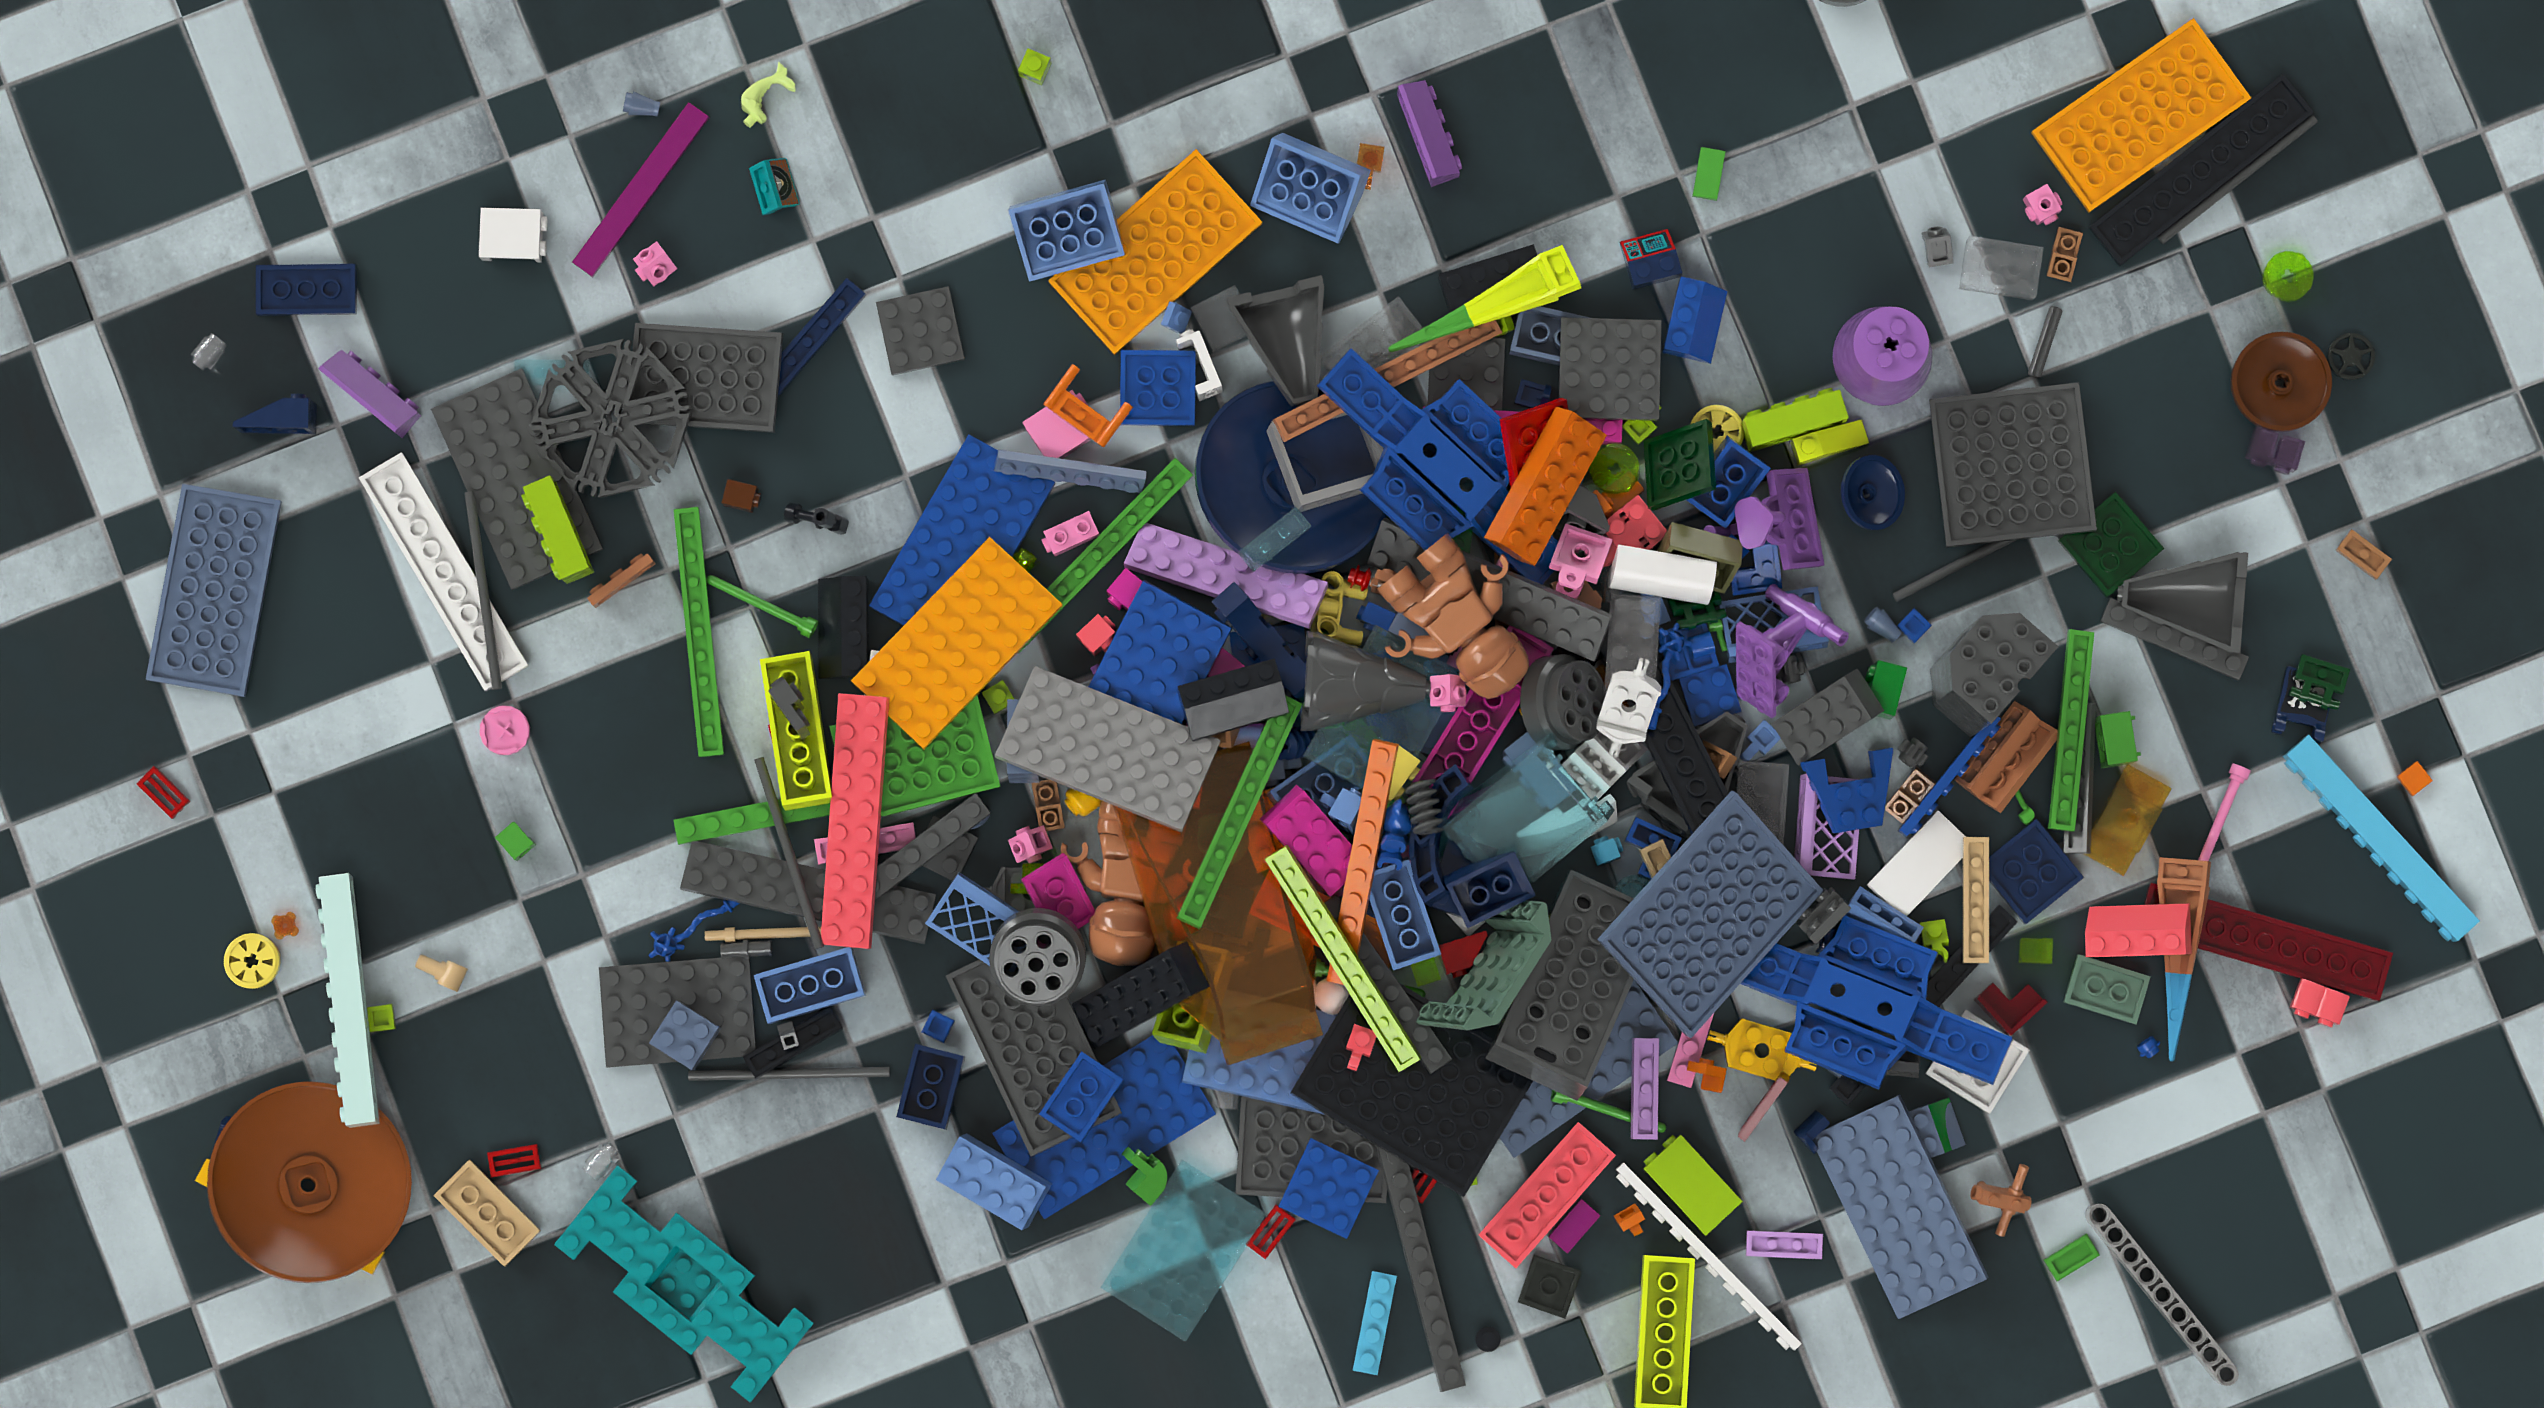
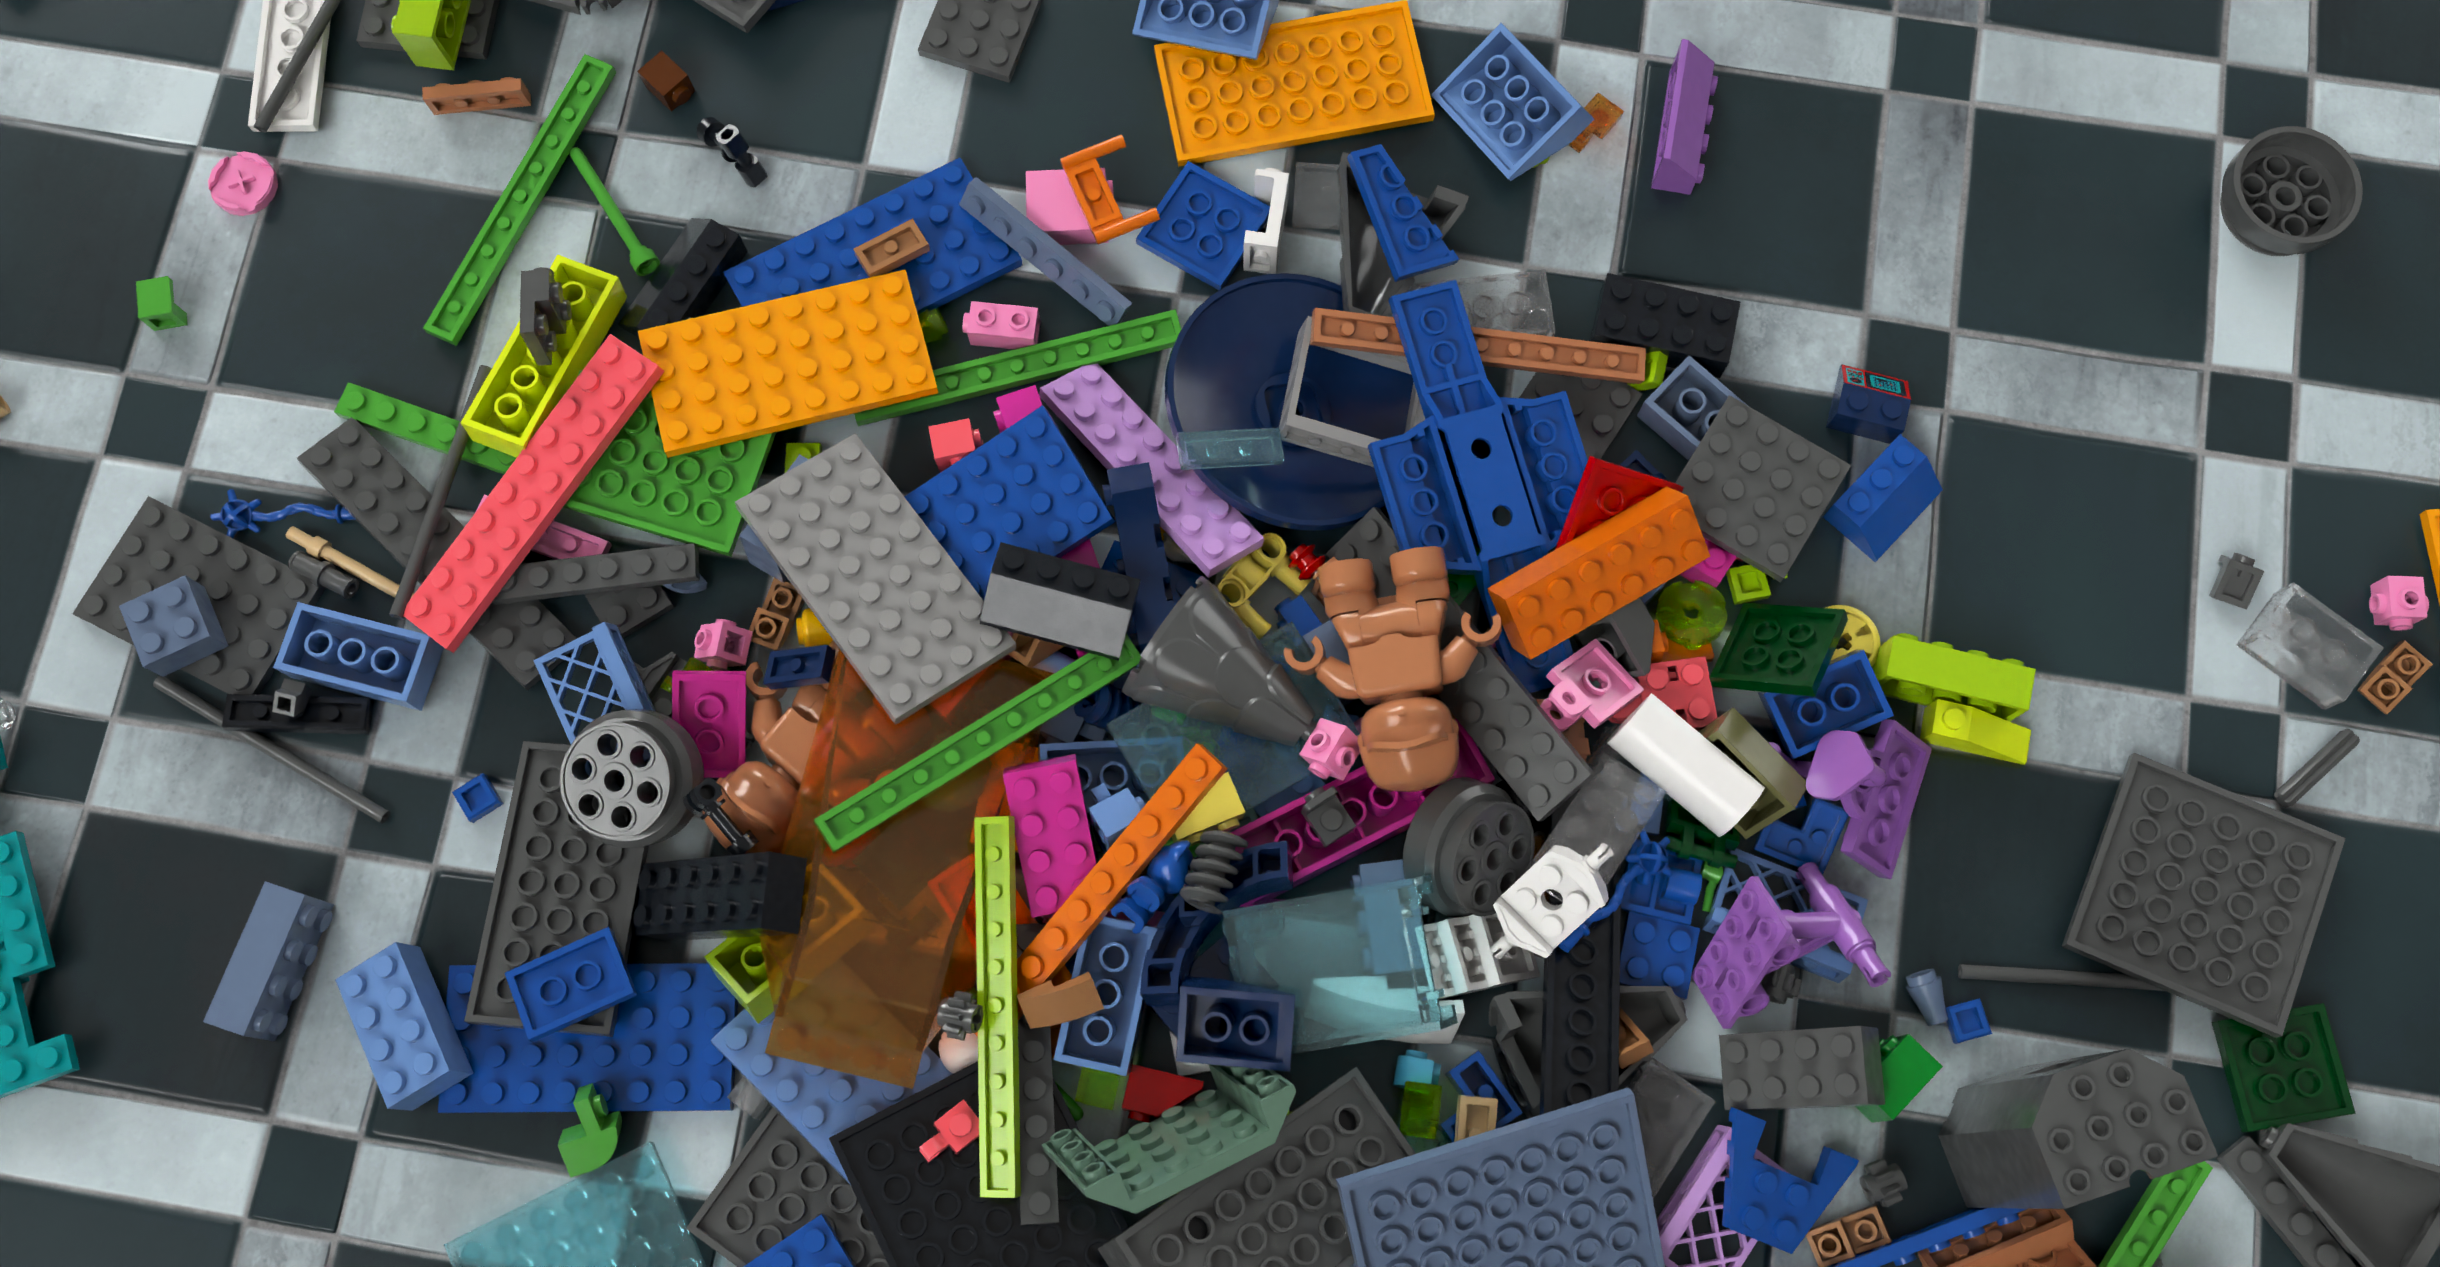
camera: 30 degrees right, 10 degrees down
(888, 1193) = (269, 963): none -> sand blue brick
(930, 1086) = (412, 862): dark blue brick -> none
(972, 528) = (892, 249): none -> medium nougat plate
(1095, 831) = (799, 667): none -> dark blue plate
(1102, 941) = (704, 799): none -> black bar
(1176, 317) = (1273, 156): medium blue plate -> none
(1295, 327) = (1403, 229): none -> blue wing
(1326, 977) = (959, 1015): none -> dark grey gear
(1375, 939) = (1060, 1004): none -> medium nougat slope
(1468, 732) = (1327, 815): none -> dark grey bracket
(1530, 286) = (1708, 338): neon yellow plate -> none
(1621, 871) = (1420, 1109): none -> clear neon green panel
(1708, 173) = (1991, 347): bright green tile -> none
(1761, 740) = (1693, 1049): medium blue plate -> none
(1876, 372) = (2113, 661): medium lavender cone -> none
(1881, 488) = (2004, 823): dark blue dish -> none

